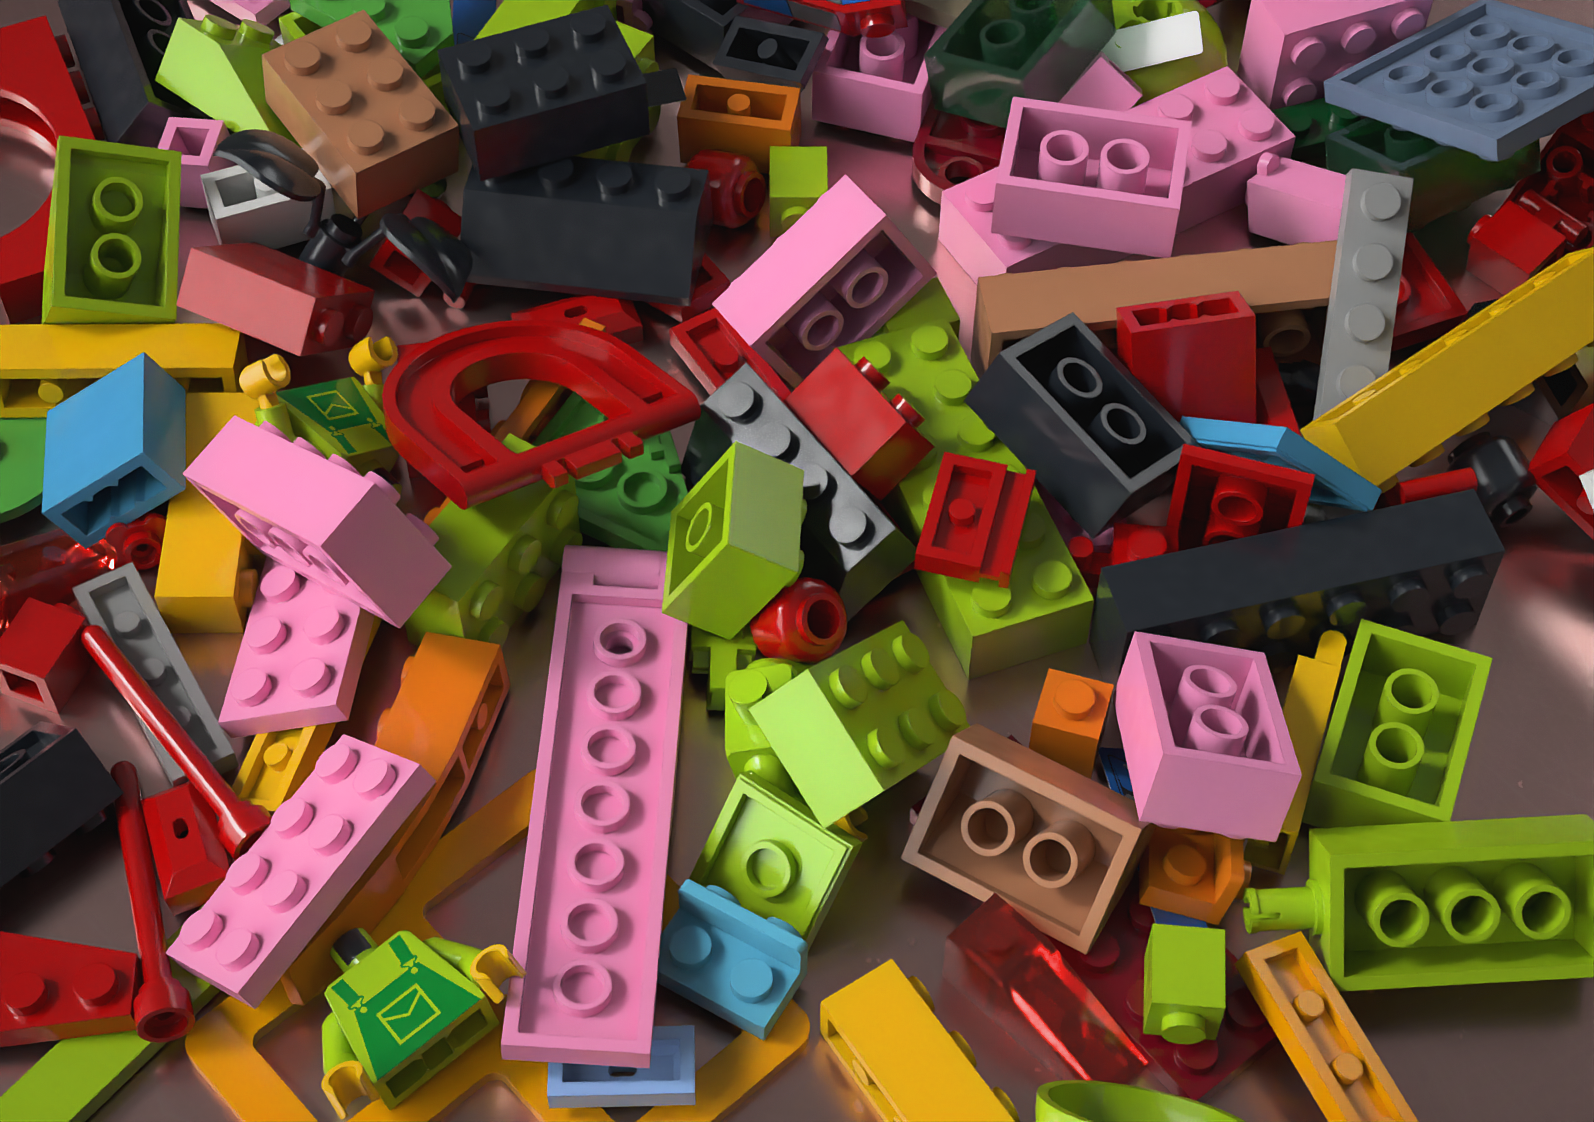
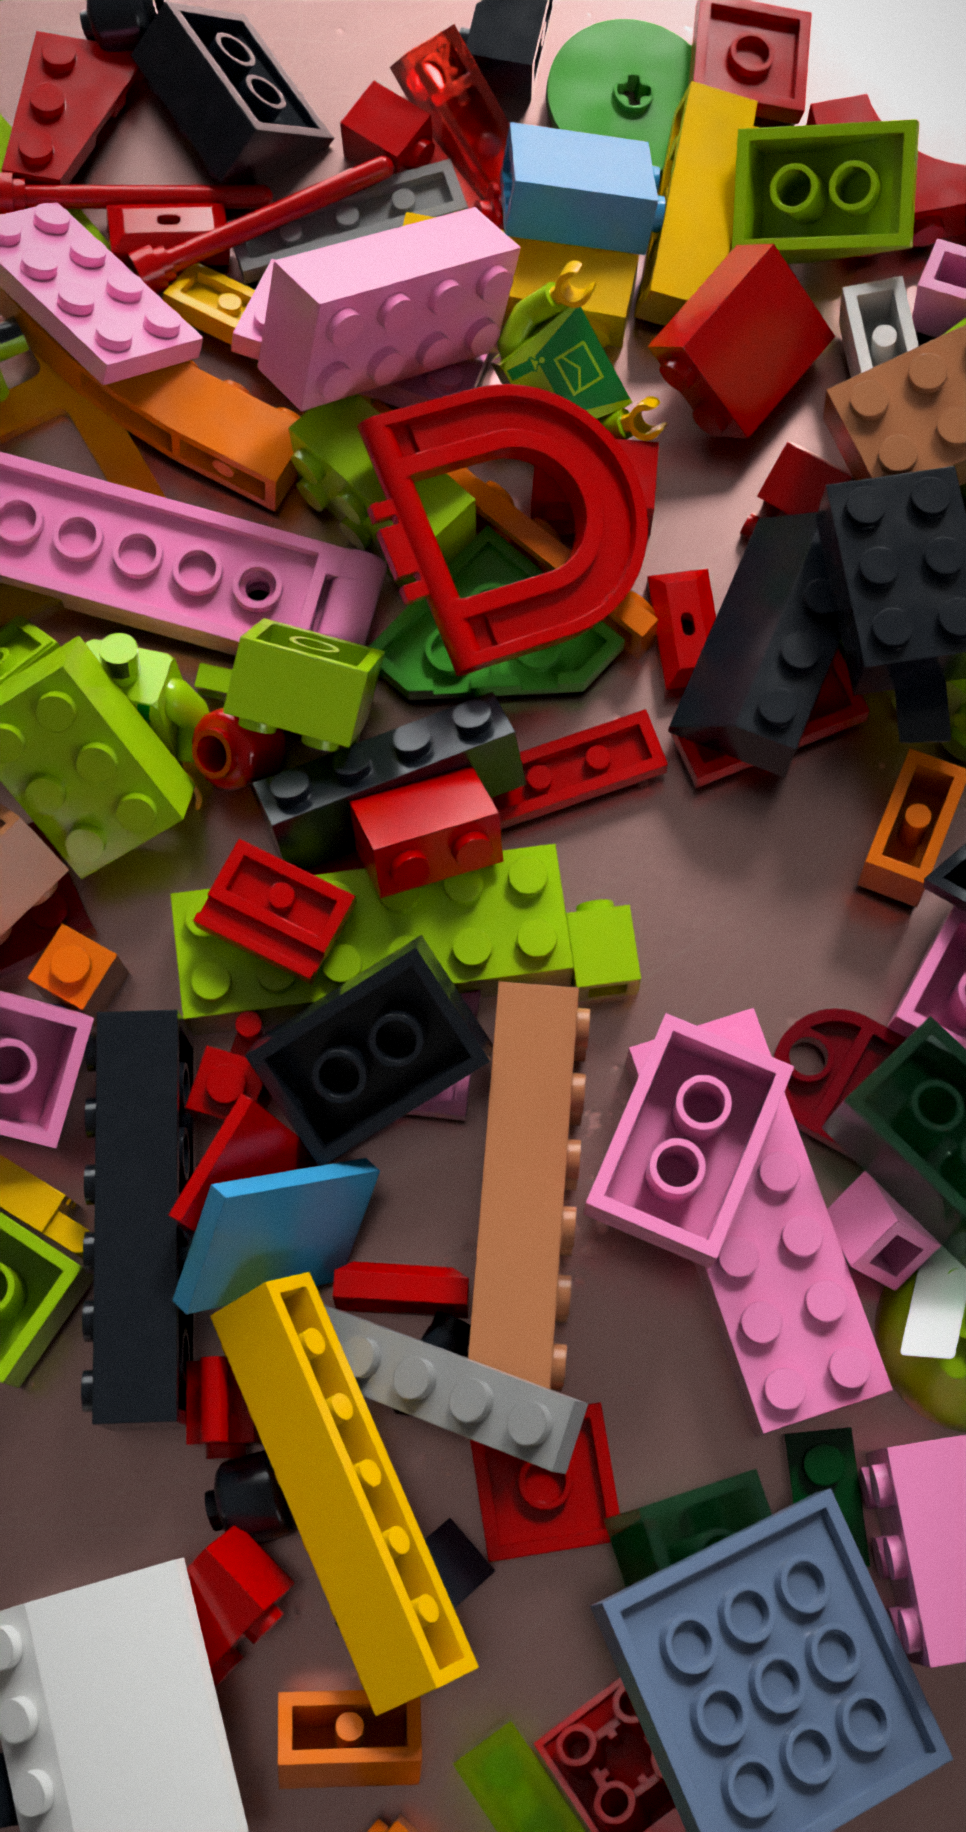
camera: 105 degrees right, 20 degrees up
(337, 241) = (851, 326): black plant -> none
(735, 186) = (835, 799): red head -> none
(796, 183) = (815, 877): lime brick -> none
(824, 283) = (618, 840): bright pink brick -> none
(1193, 354) = (429, 1187): red brick -> none
(1294, 201) = (658, 1436): bright pink brick -> none
(1520, 241) = (567, 1660): red brick -> none

